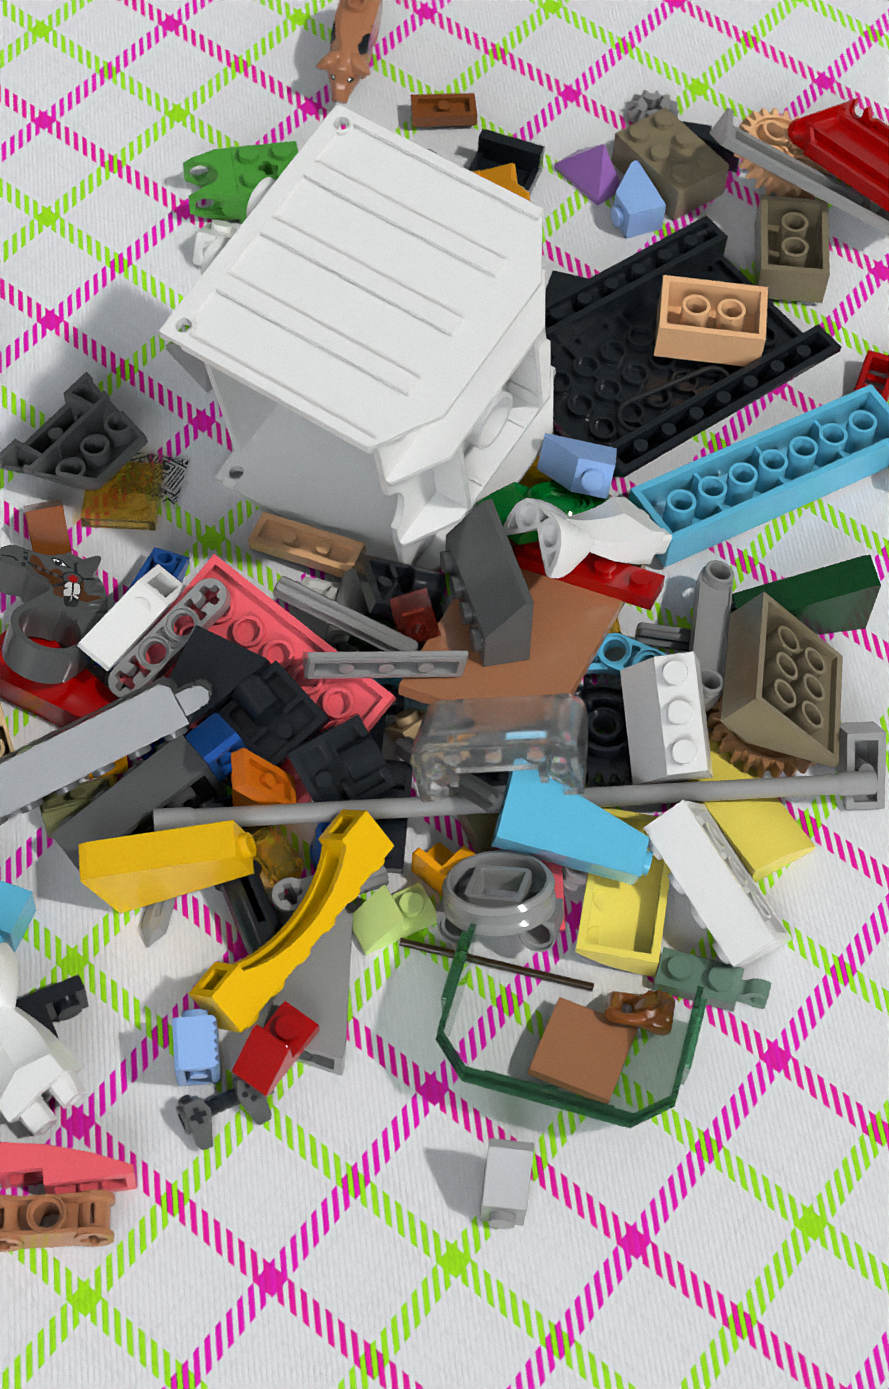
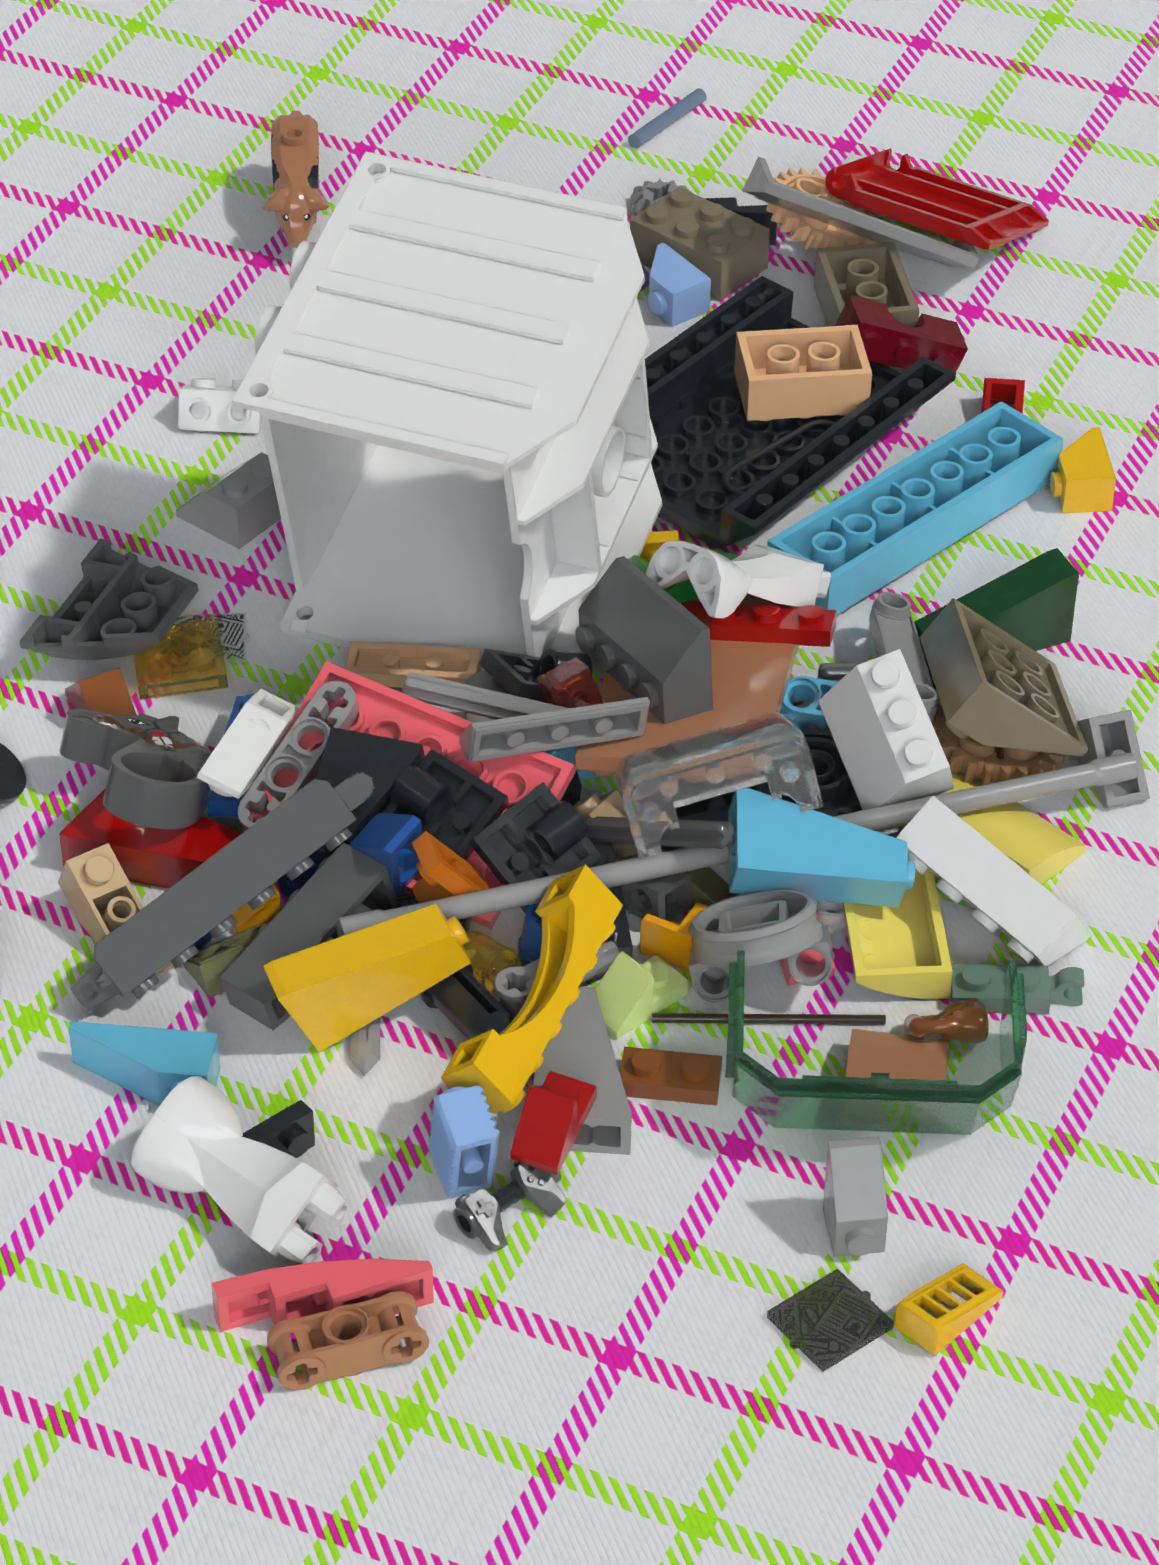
camera: 10 degrees left, 15 degrees down
(234, 176) = (210, 333): bright green brick -> none
(396, 1006) = (671, 1075): none -> dark orange plate
(438, 830) = (661, 897): none -> dark grey leg
(456, 1287) = (830, 1320): none -> clear smoke piece
(528, 1319) = (933, 1333): none -> yellow slope
(578, 464) = (701, 523): light blue slope -> none
(683, 27) = (667, 118): none -> sand blue bar
(833, 308) = (901, 345): none -> dark red arch

